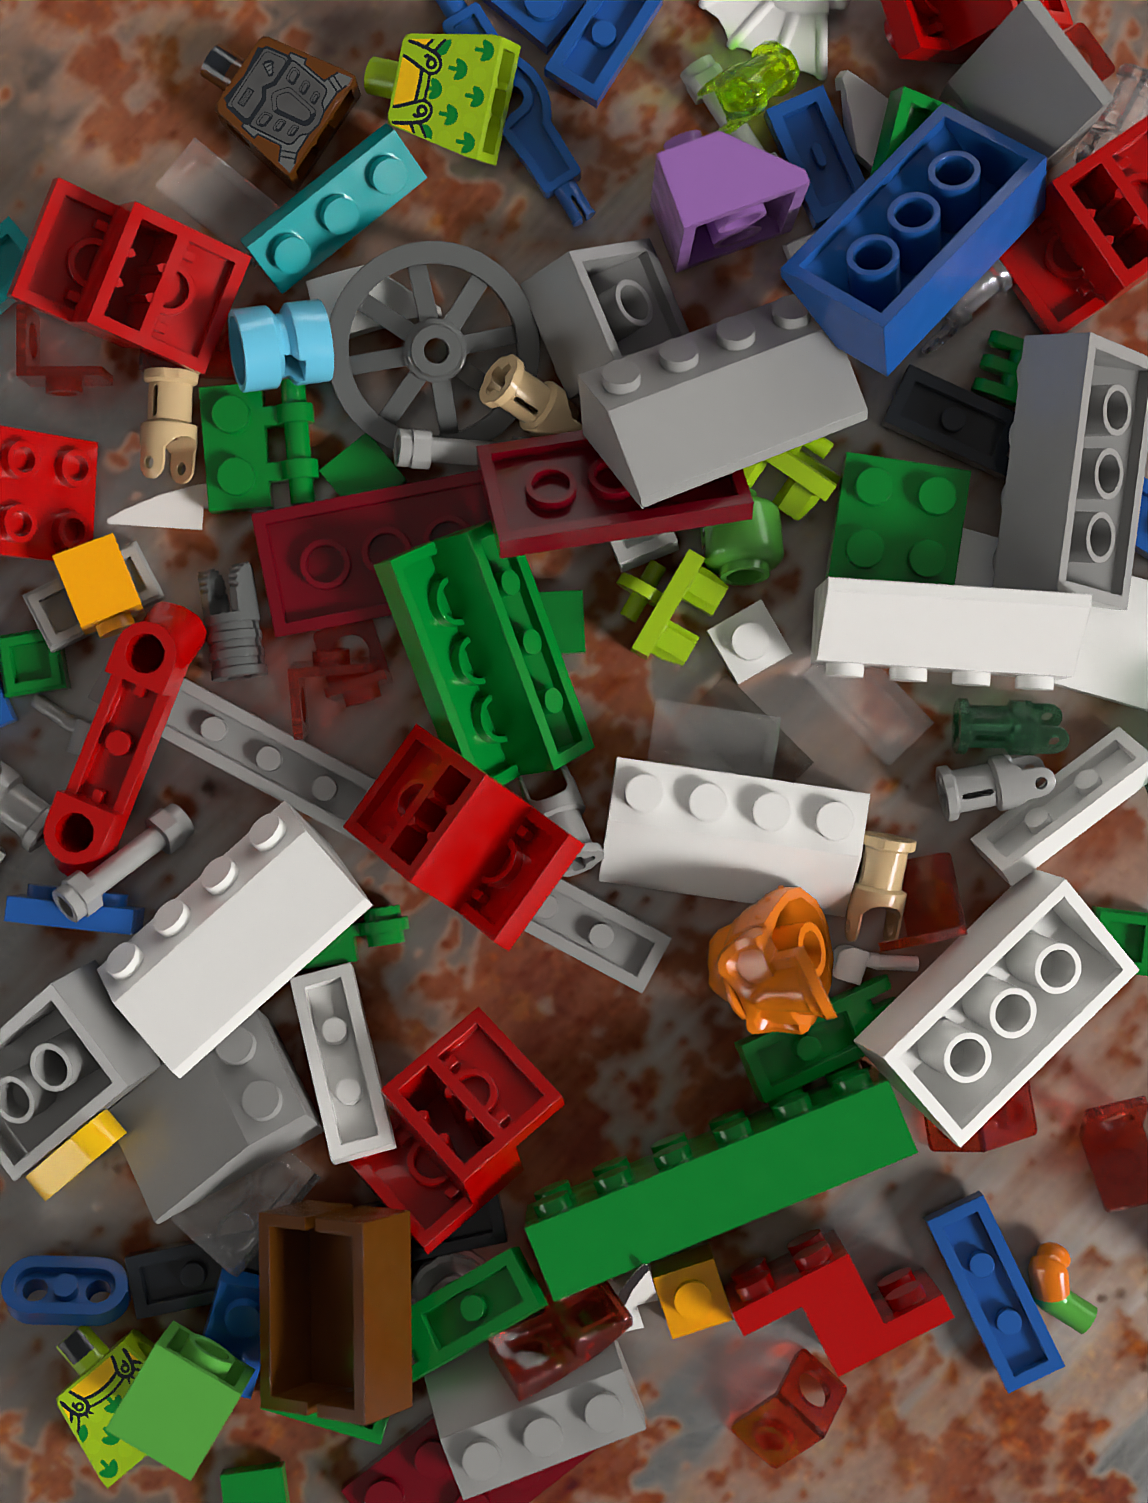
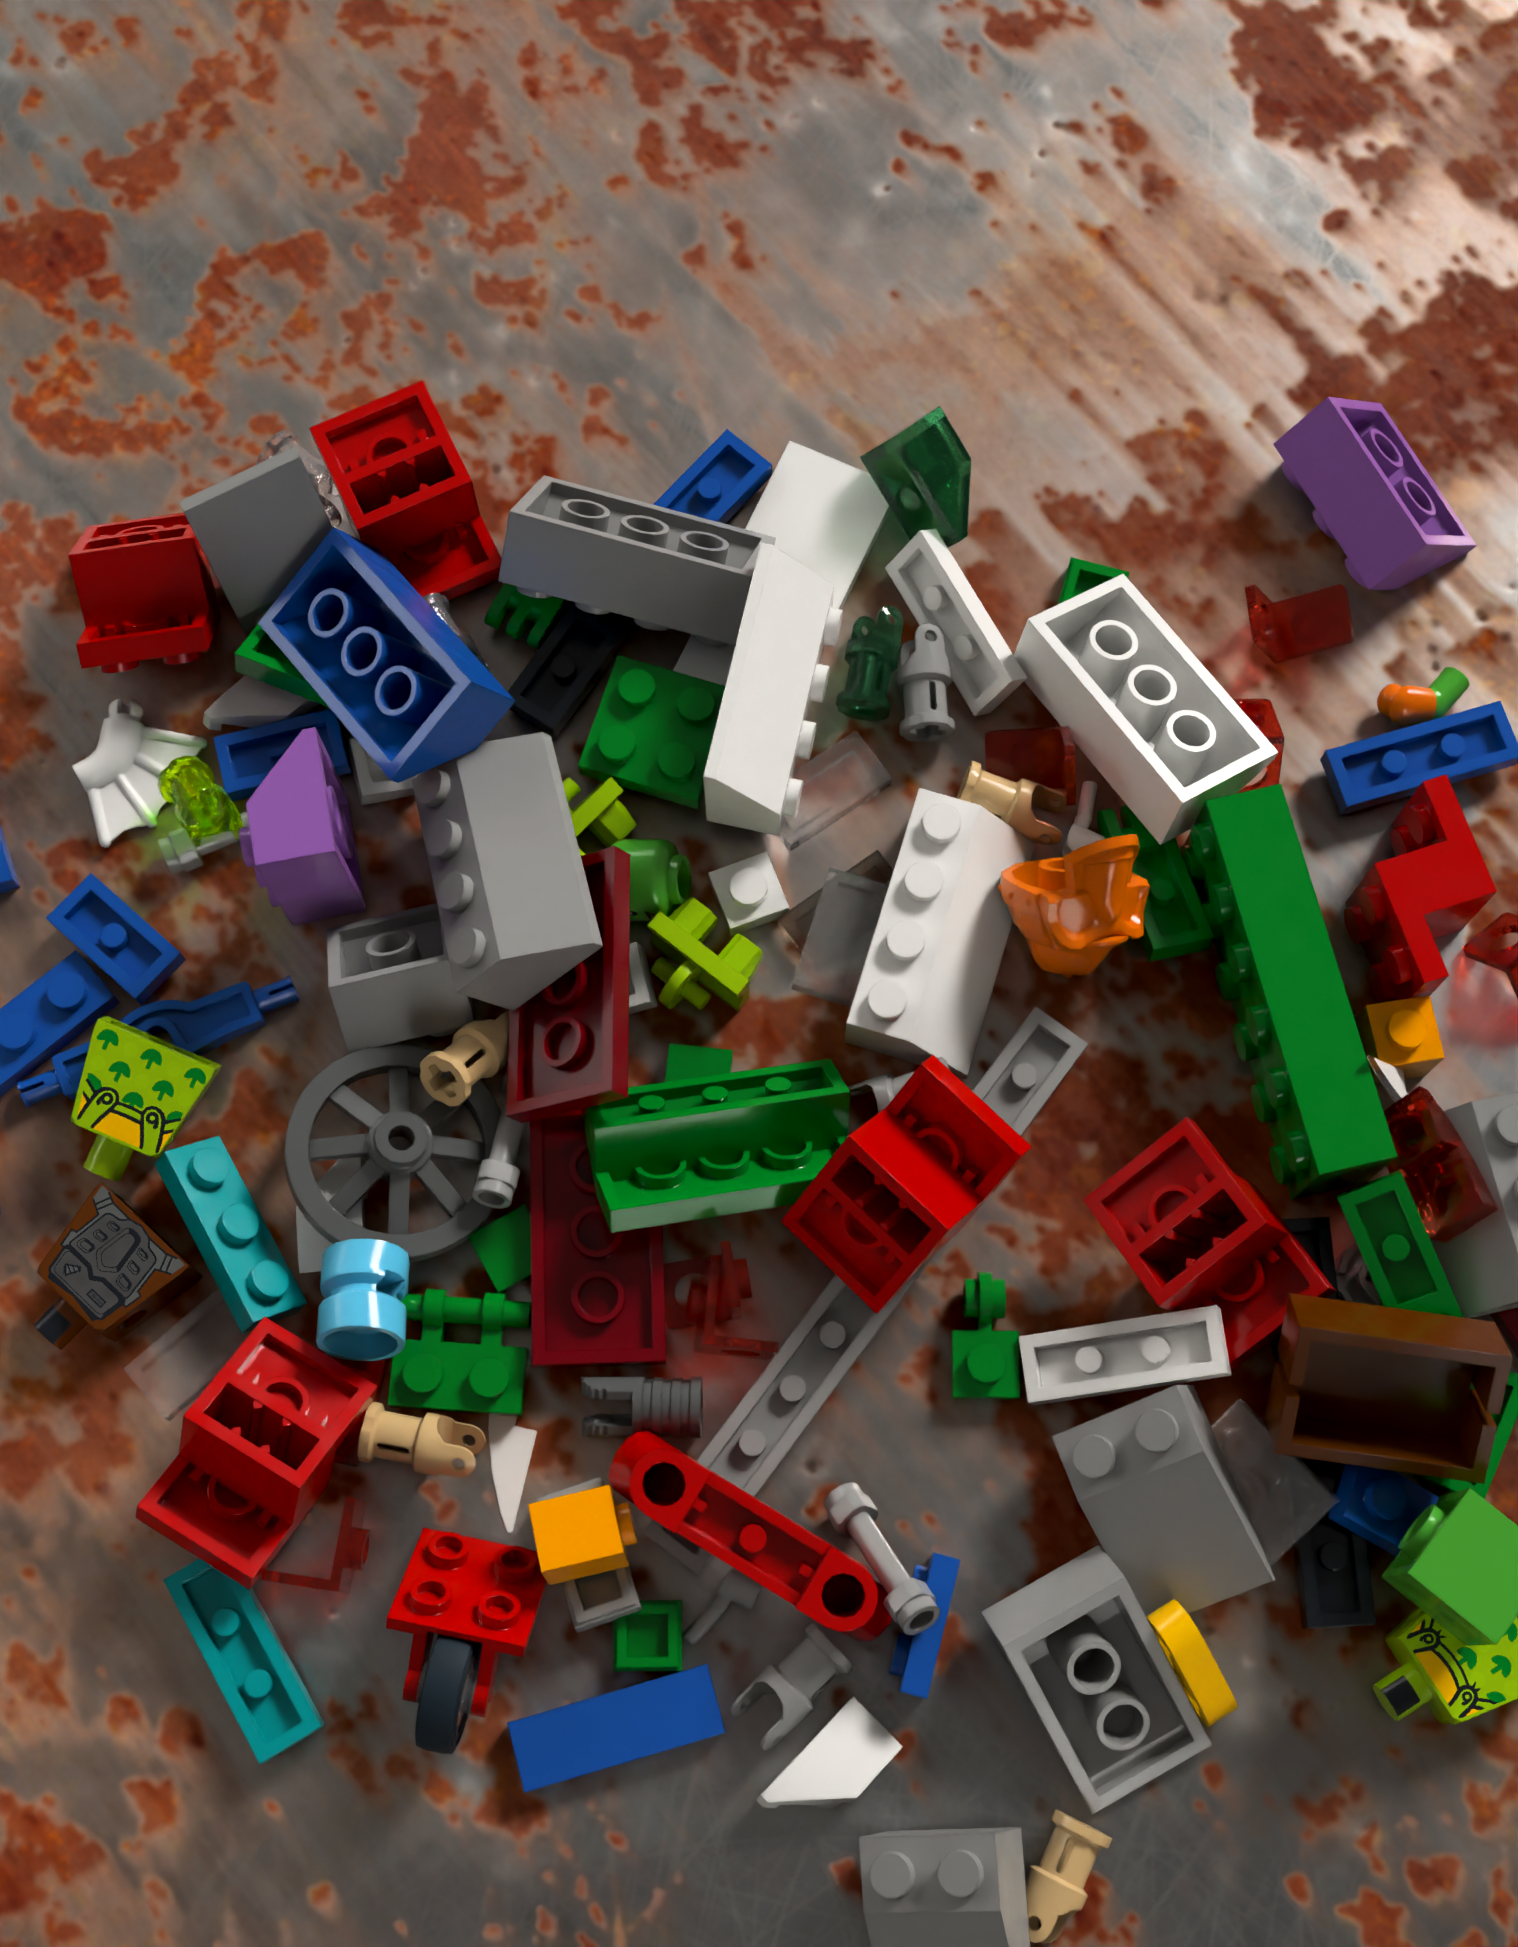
camera: 80 degrees left, 15 degrees down
(69, 1287) = (1333, 1700): blue plate -> none
(232, 938) = (979, 1446): white slope -> none

